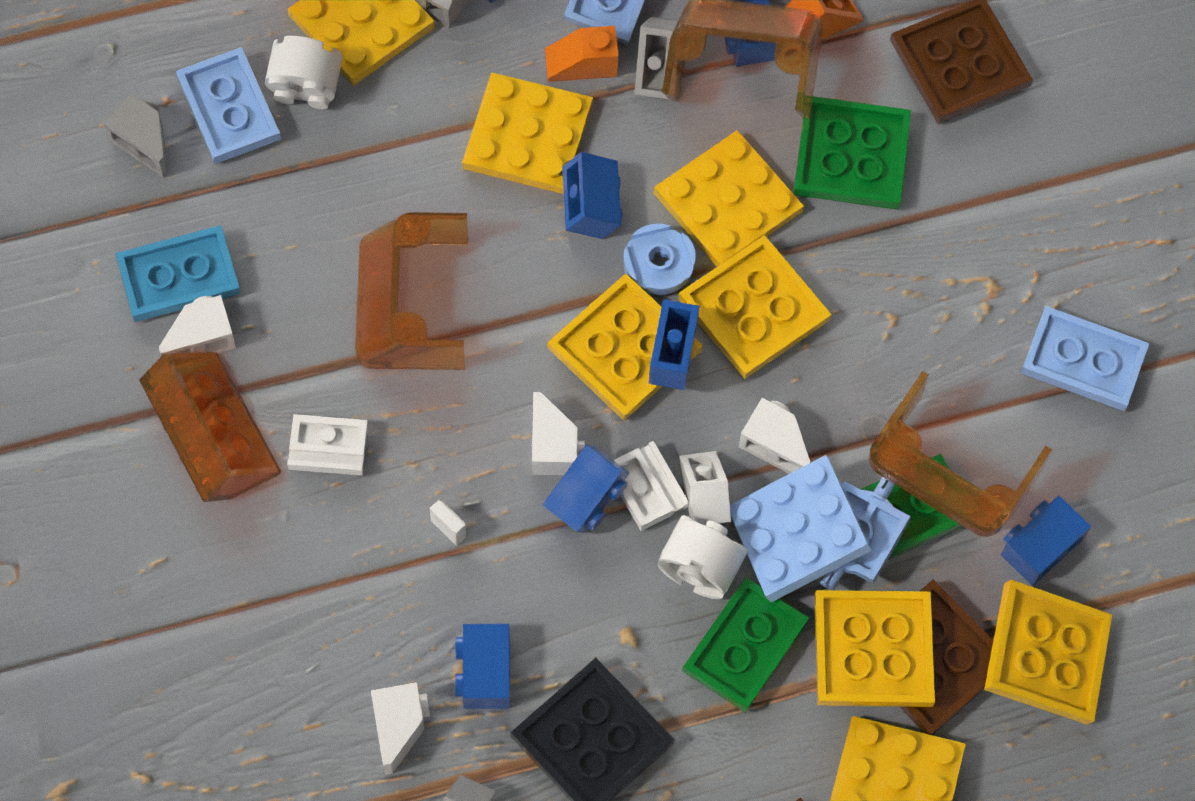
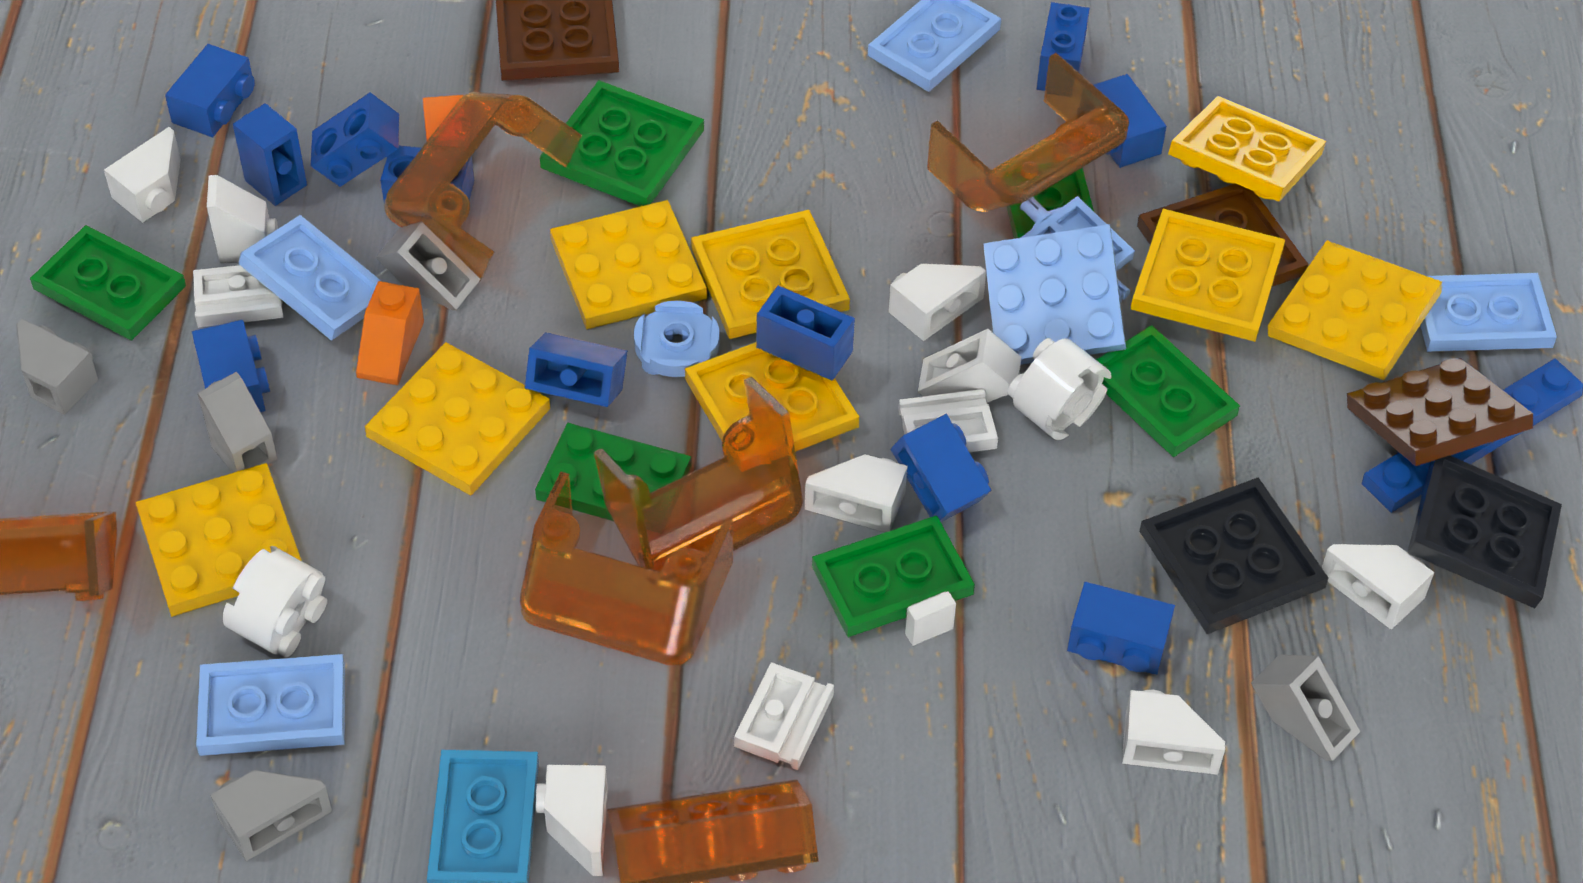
camera: 70 degrees left, 15 degrees down
(481, 485) = (887, 573): none -> green plate
(495, 333) = (751, 485): none -> clear orange windscreen
(509, 260) = (576, 457): none -> green plate
(1112, 467) = (1063, 35): none -> blue brick

